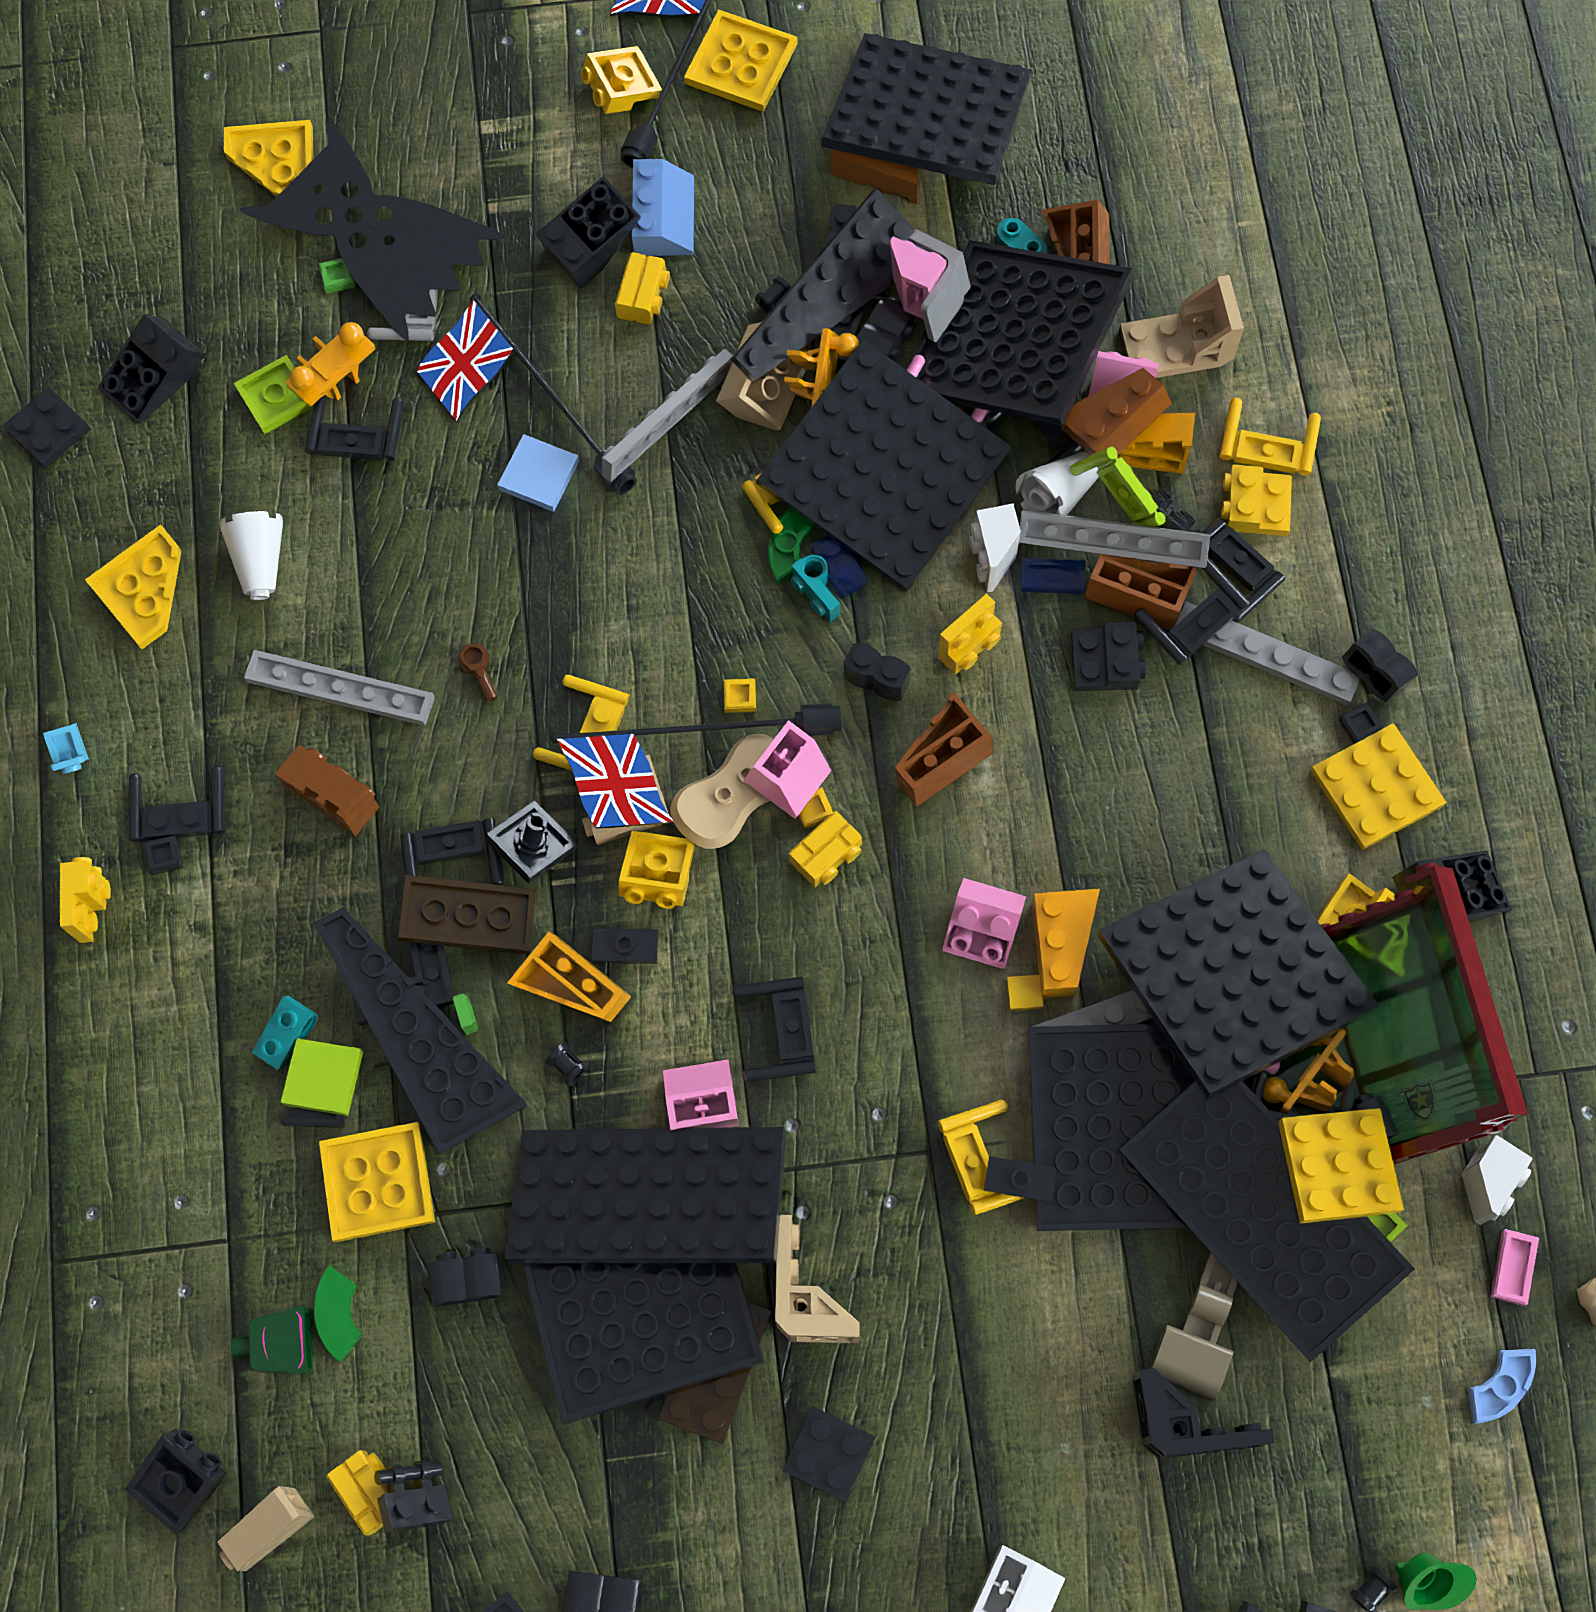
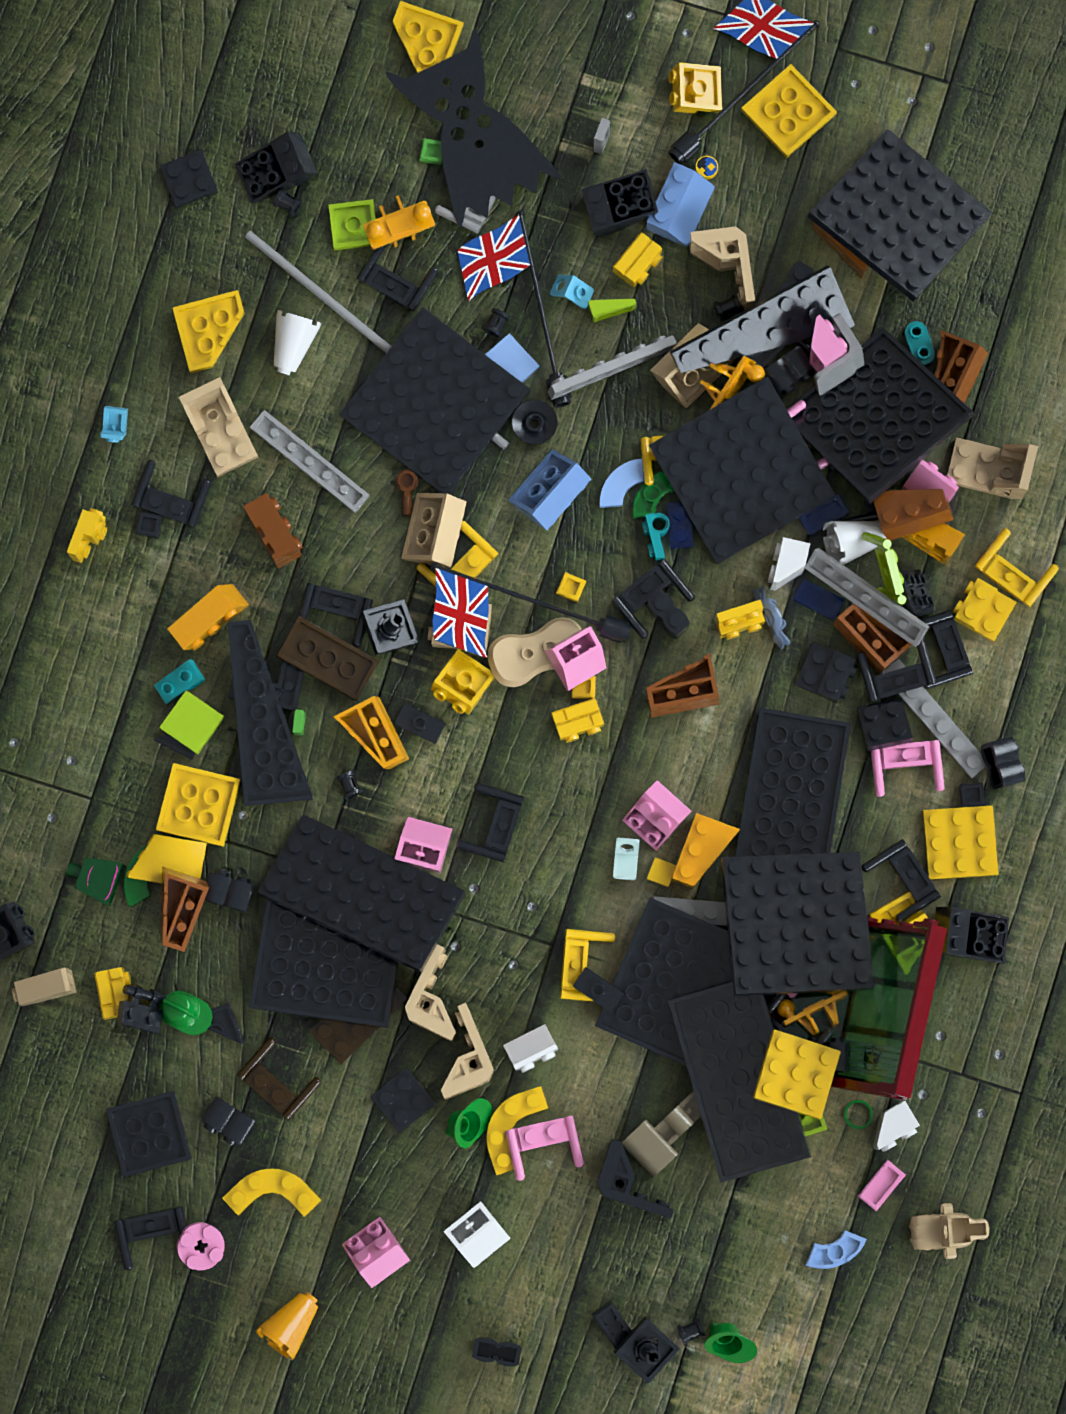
camera: 25 degrees right, 10 degrees up
(181, 401) = (287, 202): none -> black bush
(199, 691) = (218, 427): none -> tan bracket
(285, 932) = (208, 616): none -> light orange wedge
(364, 512) = (332, 303): none -> light grey piece
(370, 1274) = (169, 852): none -> yellow slope
(408, 1329) = (180, 906): none -> dark orange wedge
(467, 551) = (434, 402): none -> black plate
(478, 1472) = (186, 1013): none -> green piece
(496, 434) = (502, 318): none -> black bush
(531, 1462) = (225, 1023): none -> black tile
(533, 168) = (601, 136): none -> light grey tile
(533, 698) = (434, 529): none -> tan slope
(580, 352) = (573, 289): none -> medium azure bracket
(598, 509) = (534, 411): none -> black dish
(631, 355) = (606, 309): none -> lime slope
(639, 1522) = (270, 1087): none -> dark brown plate
(658, 589) = (550, 489): none -> medium blue slope
(676, 155) = (707, 167): none -> tile
(722, 229) = (725, 251): none -> tan bracket
(741, 546) = (620, 482): none -> light blue tile
(829, 660) = (640, 591): none -> black plate
(896, 1380) = (462, 1076): none -> tan bracket
(934, 1442) = (469, 1123): none -> green piece
(967, 1300) = (530, 1048): none -> white slope
(971, 997) = (626, 859): none -> light aqua bracket
(978, 1424) = (504, 1119): none -> yellow plate
(1002, 483) = (828, 511): none -> clear blue plate
(1014, 619) = (773, 617): none -> sand blue piece
(1037, 1414) = (542, 1135): none -> bright pink plate
(1135, 807) = (792, 785): none -> black plate
(1210, 685) = (884, 724): none -> black plate
(1256, 712) = (907, 756): none -> bright pink plate
(1339, 851) = (911, 875): none -> black plate
(1452, 1184) = (870, 1110): none -> green piece

